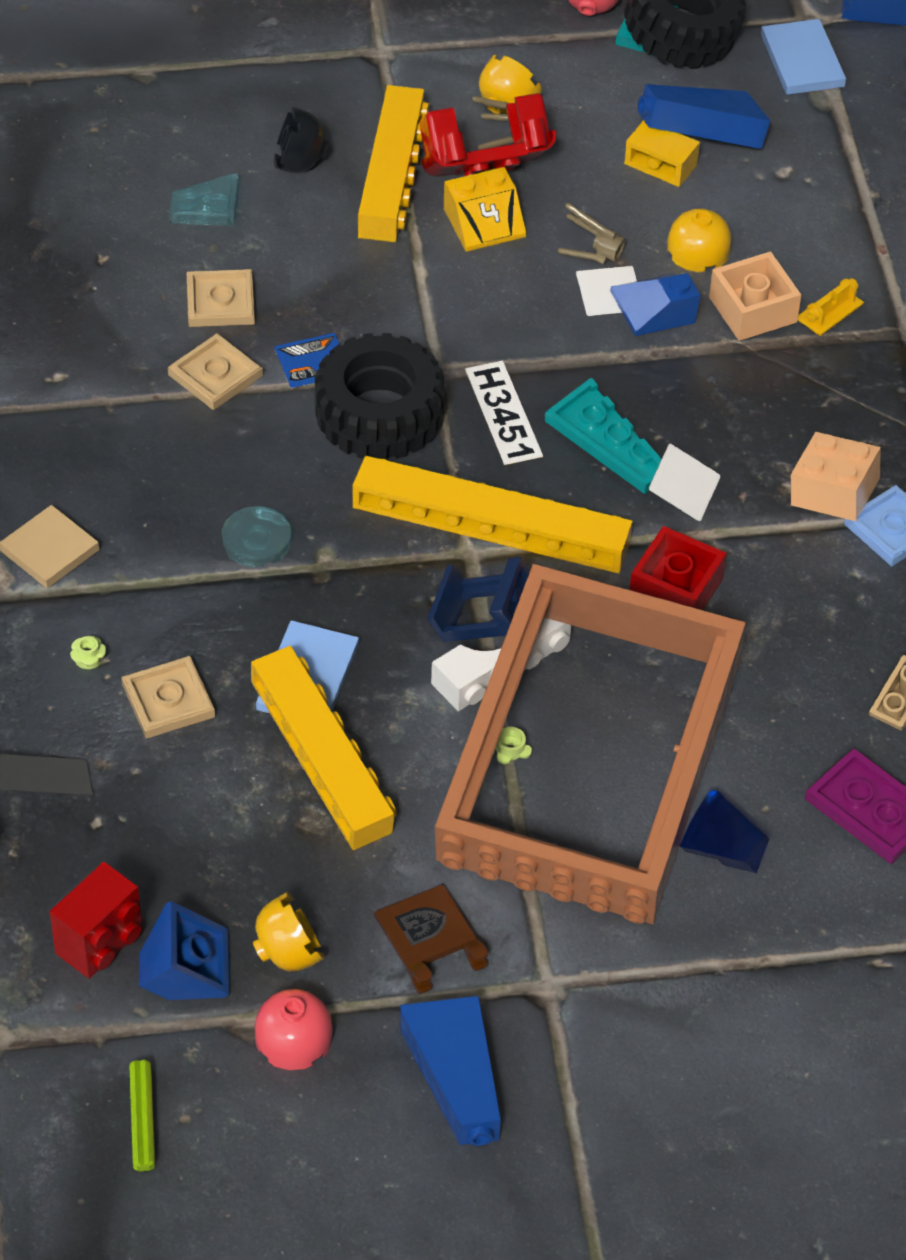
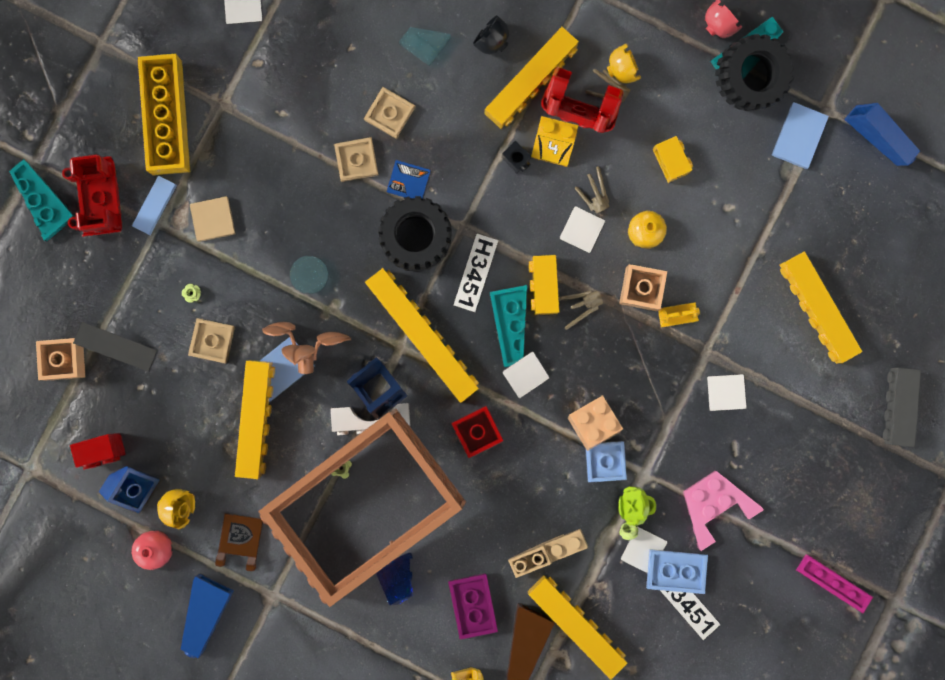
camera: 30 degrees right, 35 degrees up
(142, 1115) = (66, 549): lime axle -> none
(341, 621) = (303, 353): none -> nougat plant
(447, 252) = (516, 149): none -> black brick
(617, 366) = (544, 285): none -> yellow brick
(658, 302) = (596, 254): blue slope -> none
(695, 352) = (591, 300): none -> dark tan plant
(705, 113) = (710, 153): blue slope -> none

